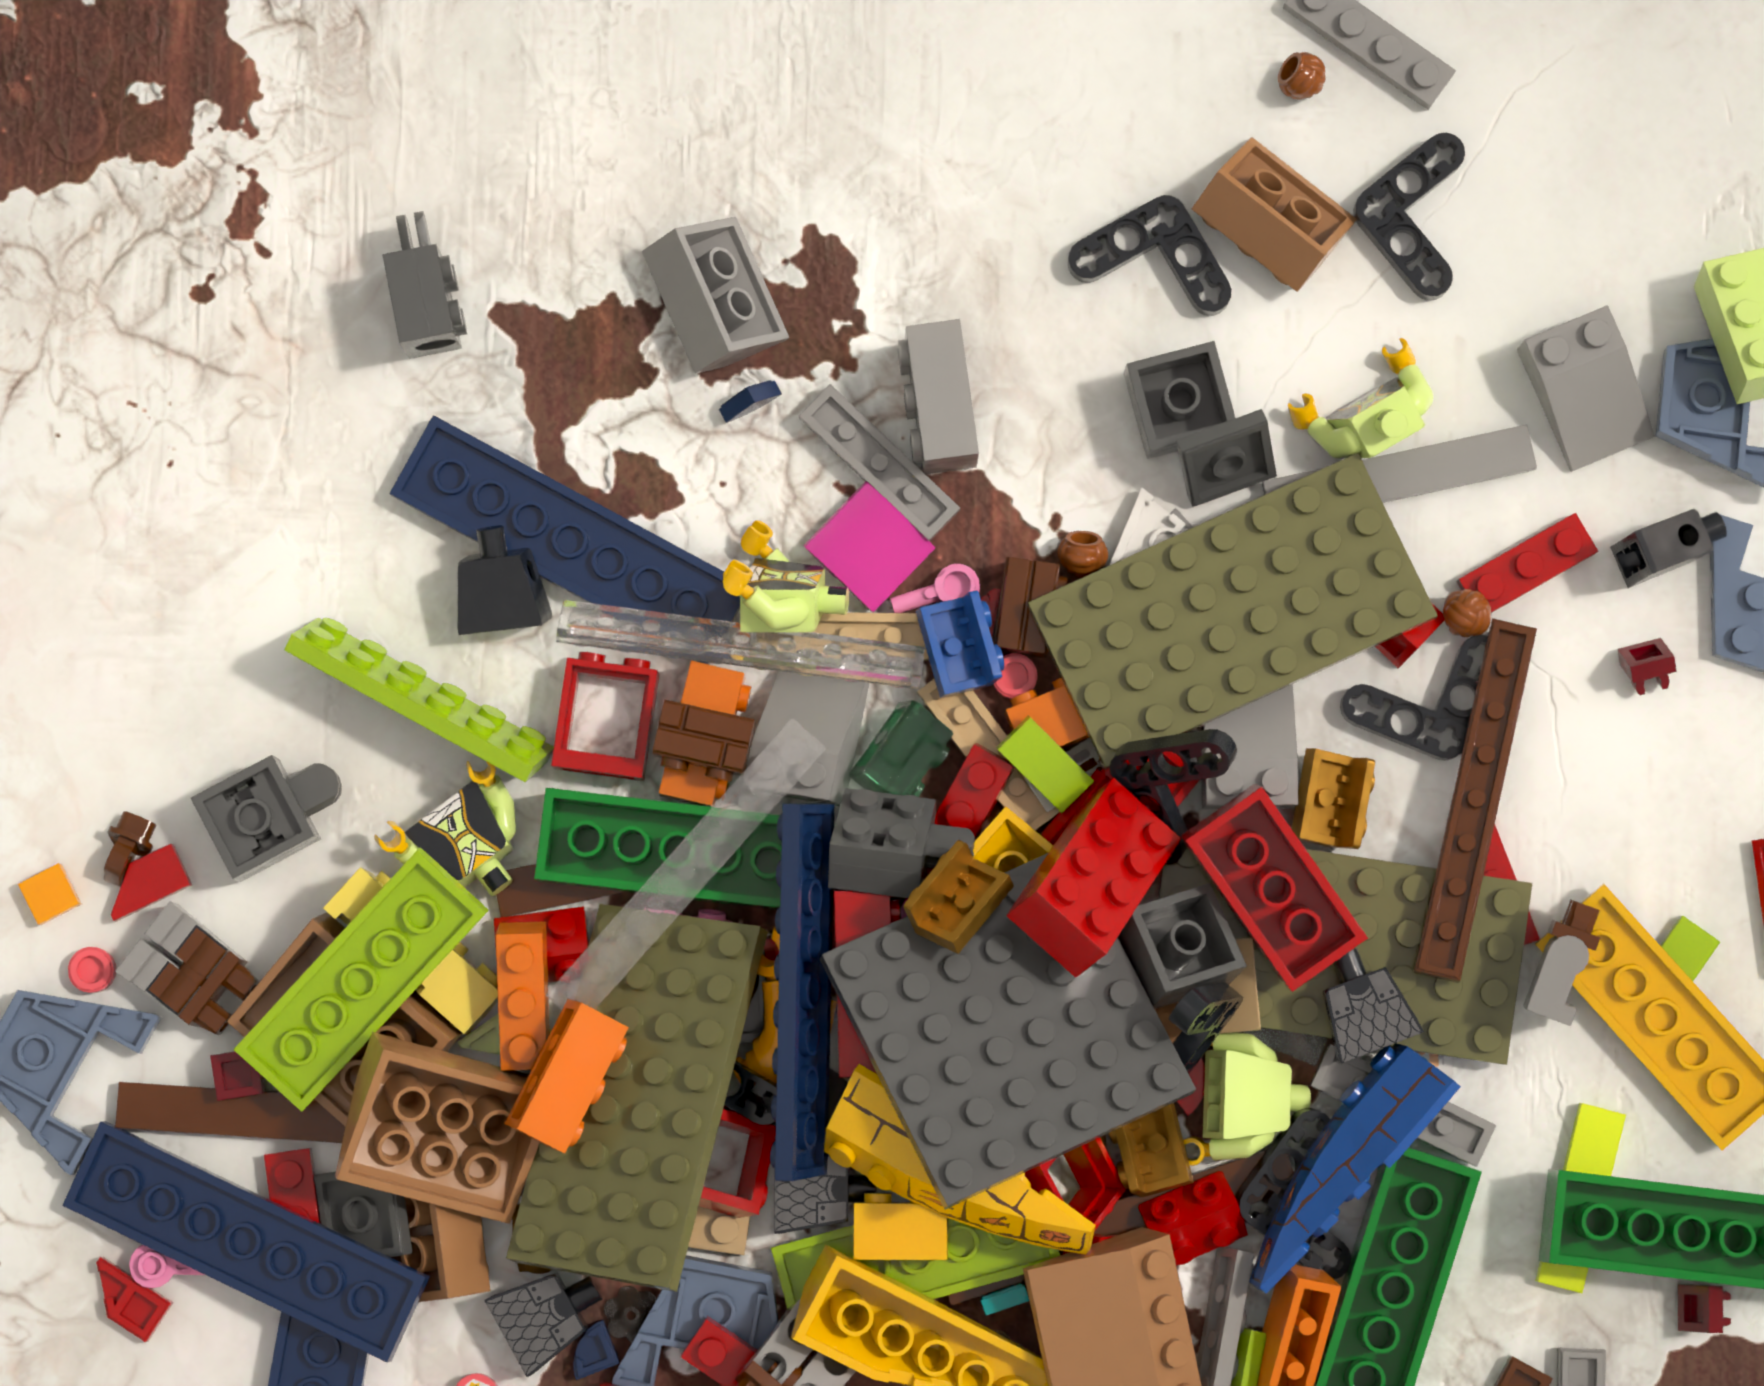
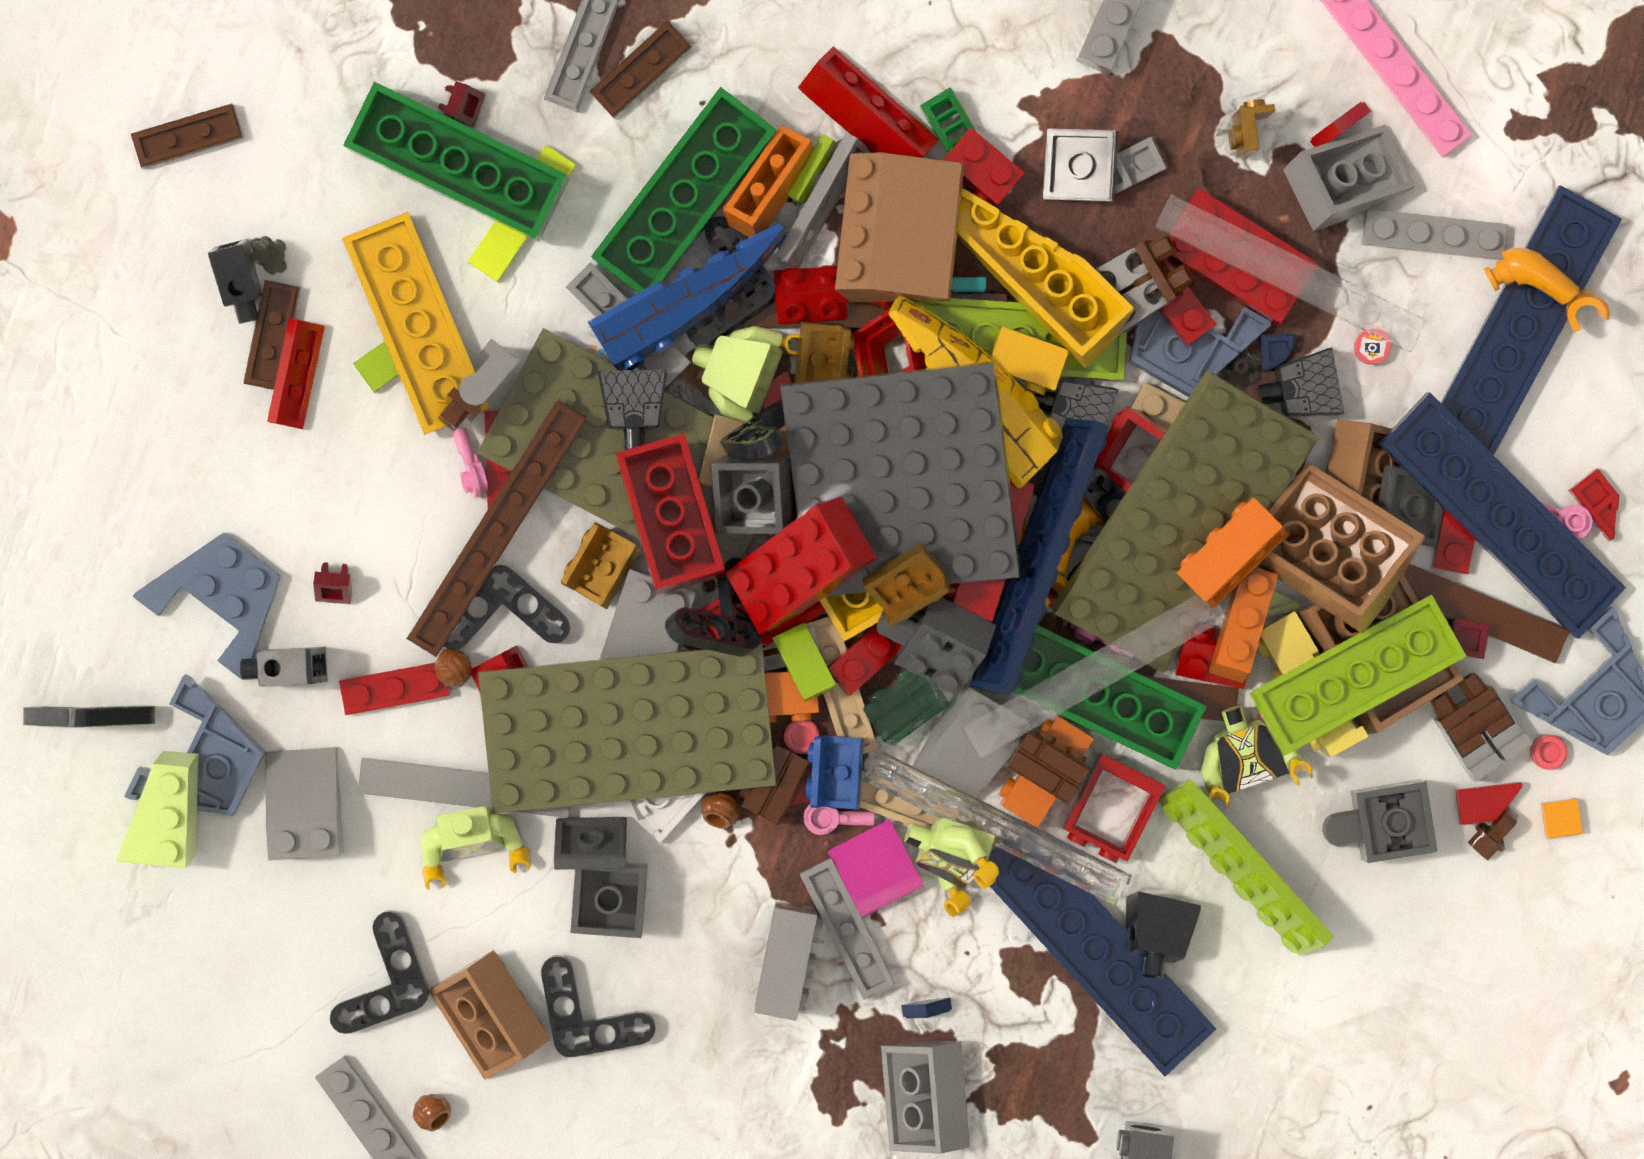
camera: 160 degrees left, 5 degrees up
(1523, 853) = (474, 477): none -> bright pink plate

